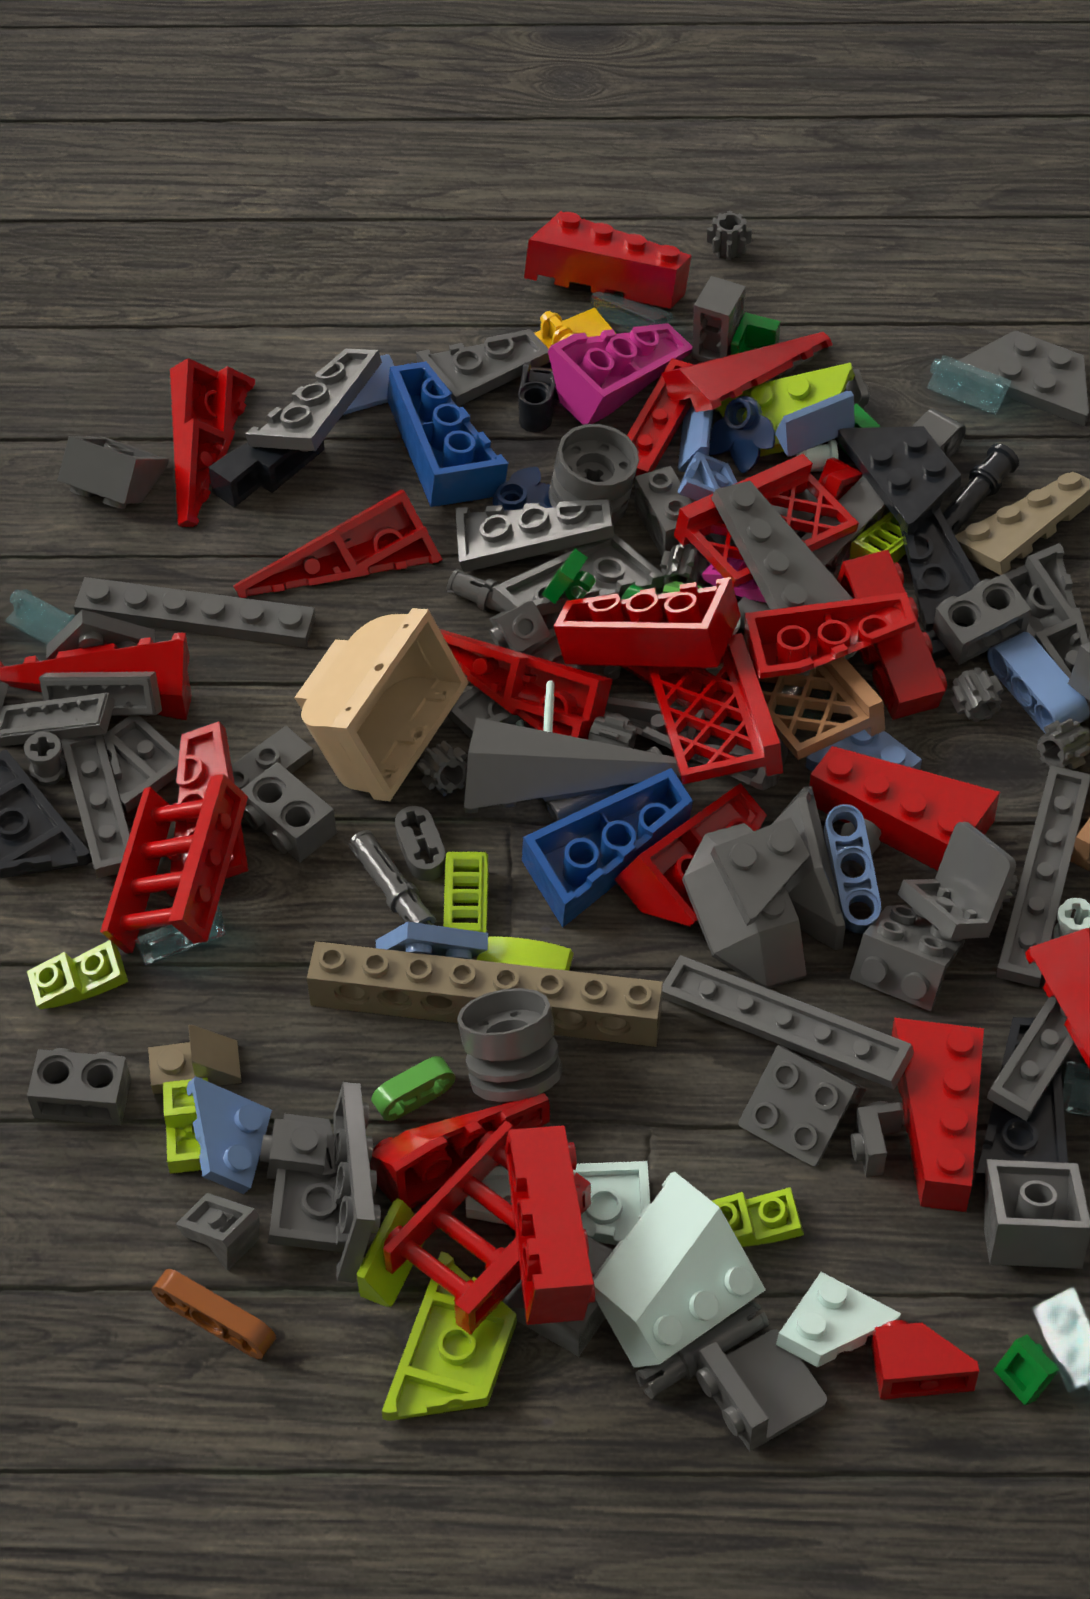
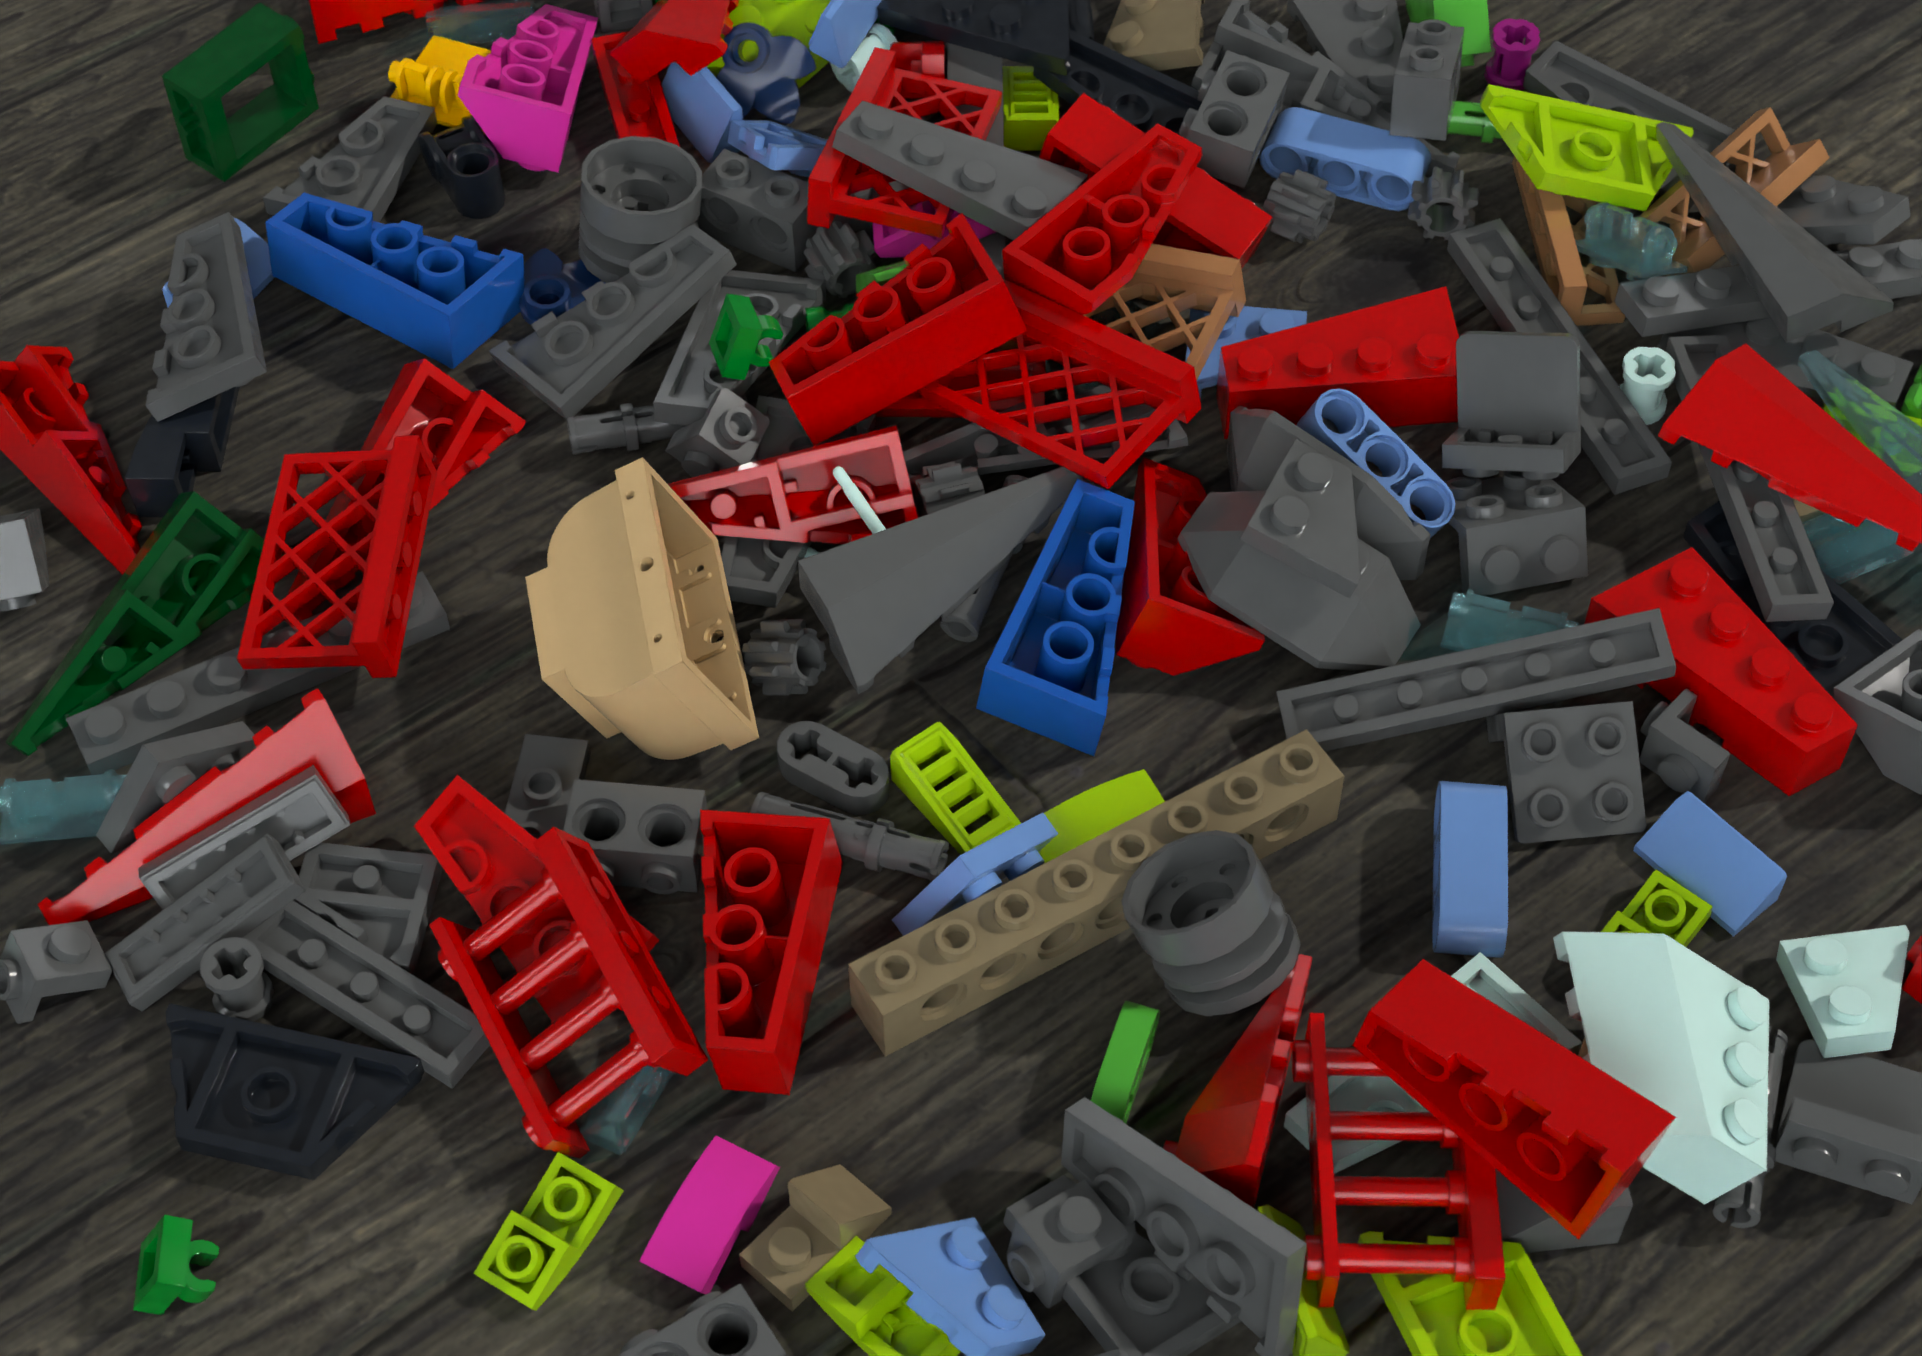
camera: 40 degrees left, 0 degrees up
(153, 1016) = (708, 1214): none -> dark pink slope
(198, 541) = (175, 588): none -> dark green wedge
(289, 590) = (390, 569): none -> red fence
(294, 905) = (764, 935): none -> red wedge
(451, 262) = (220, 65): none -> dark green window
(690, 1117) = (1470, 869): none -> medium blue beam
(827, 1208) = (1712, 862): none -> medium blue slope
(840, 998) = (1486, 621): none -> clear light blue hinge

